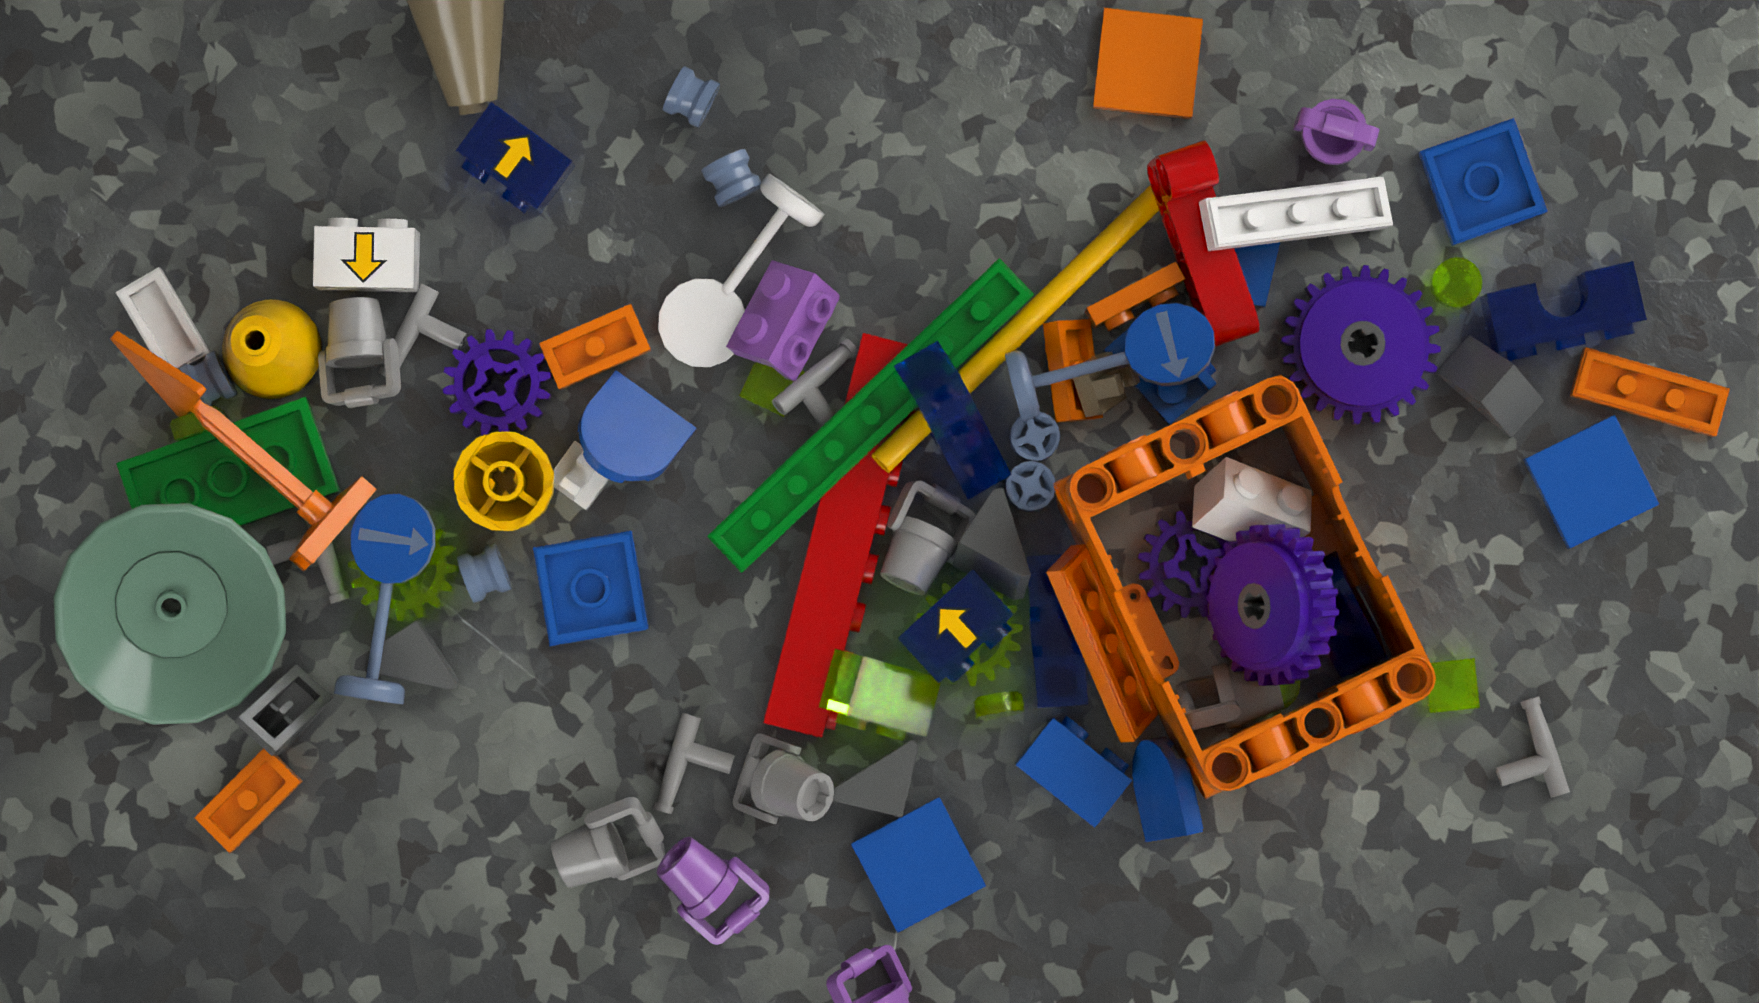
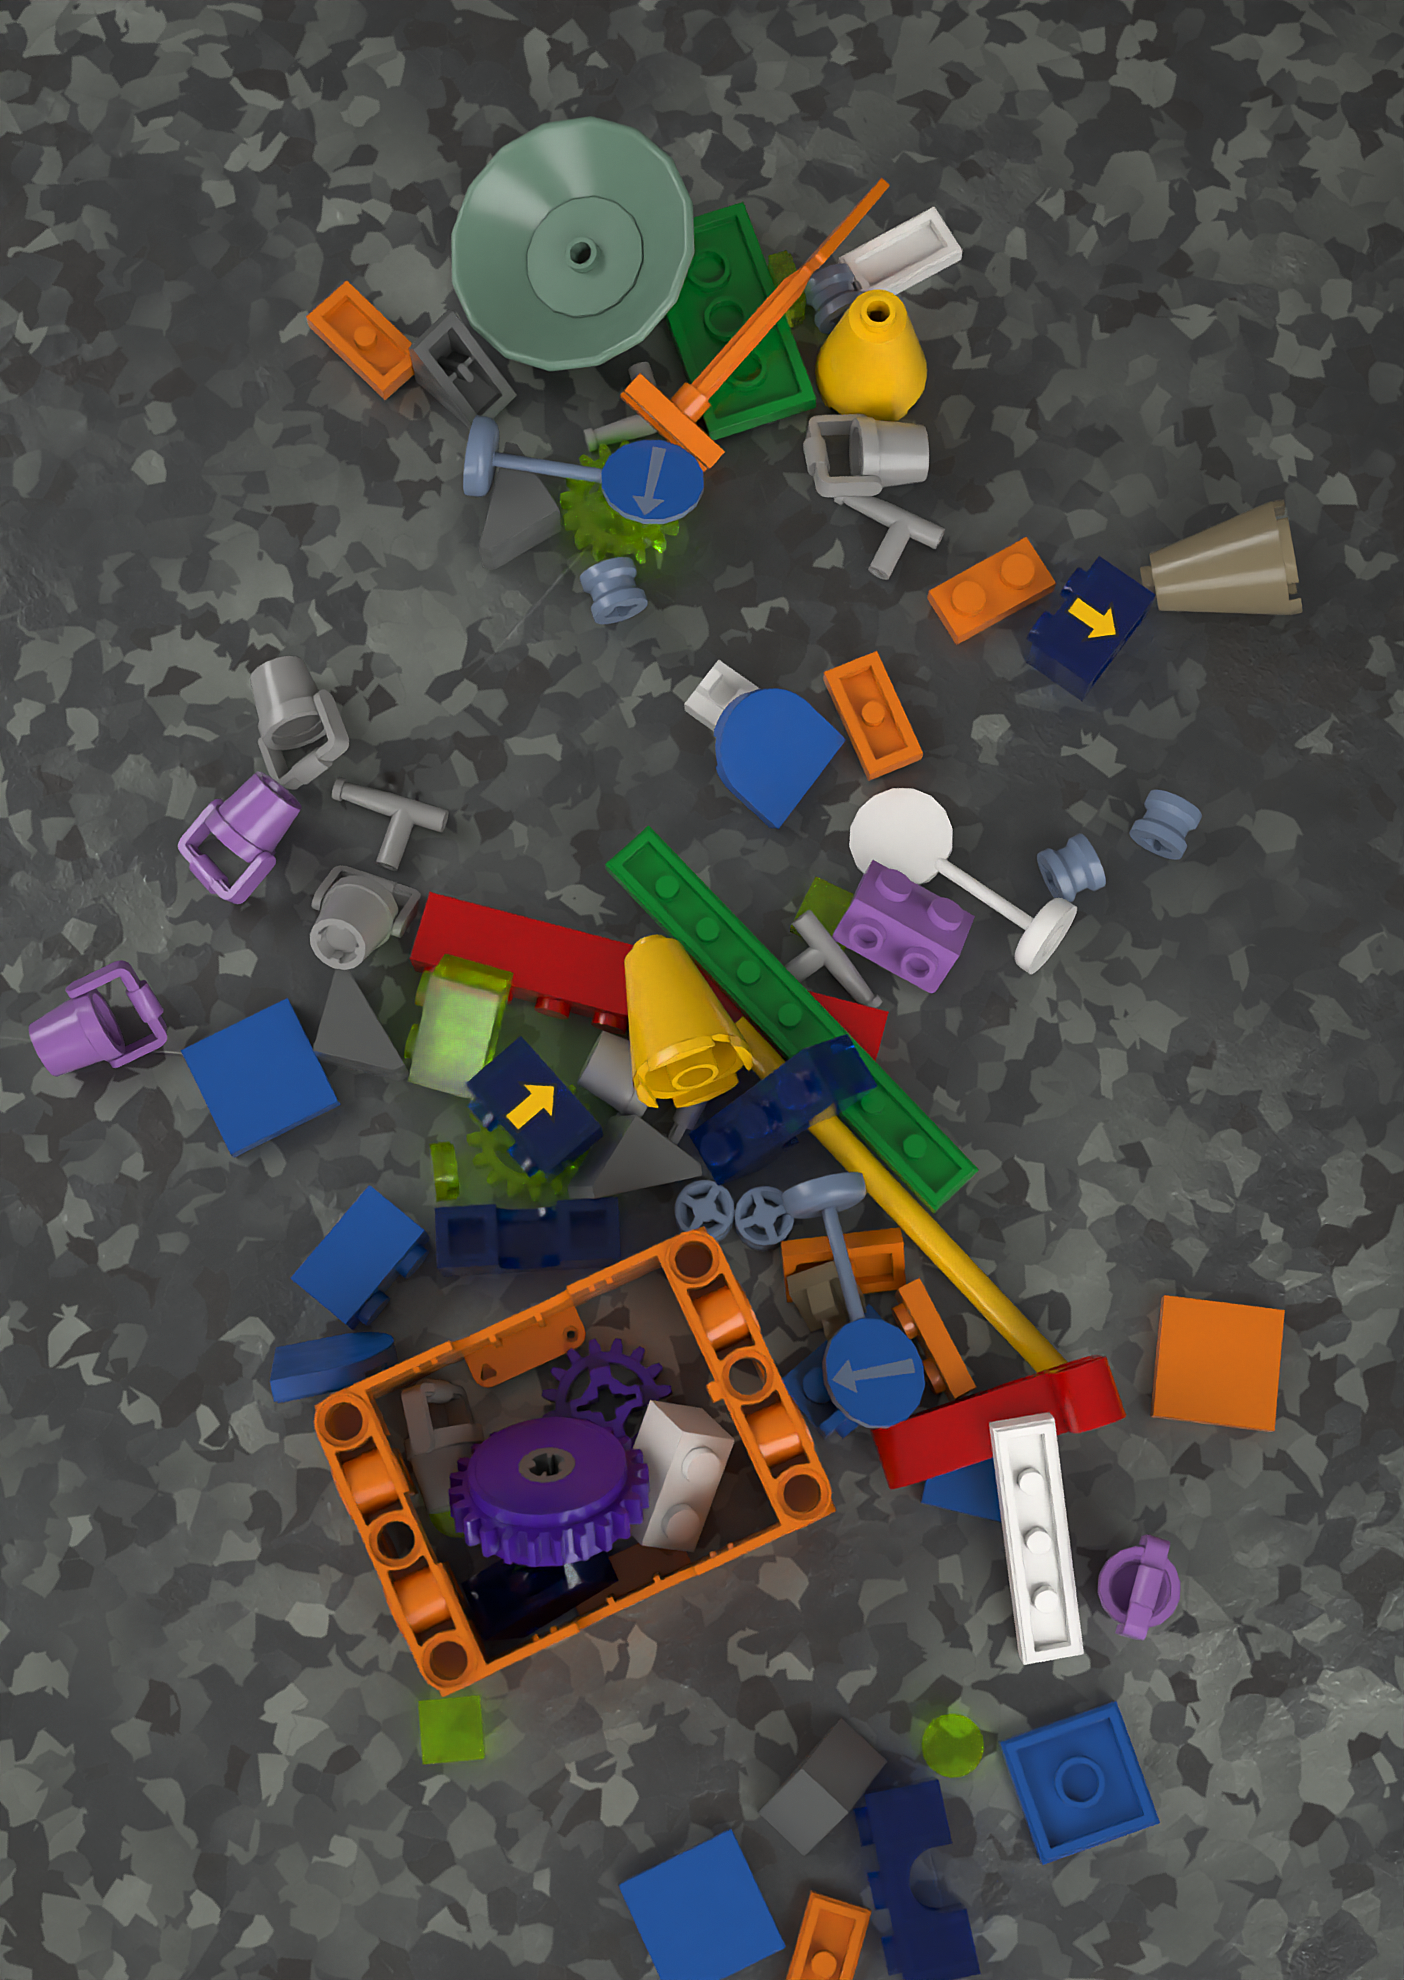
camera: 90 degrees right, 10 degrees down
(366, 257) = (974, 466): white brick -> none
(477, 243) = (991, 590): none -> orange plate
(486, 364) = (819, 582): dark purple gear -> none
(503, 481) = (716, 603): yellow cylinder -> none
(591, 588) = (594, 711): blue tile -> none
(883, 508) = (678, 1028): none -> yellow cone
(1102, 643) = (511, 1284): orange tile -> none
(1373, 310) = (917, 1635): dark purple gear -> none
(1546, 760) = (352, 1847): light grey piece -> none

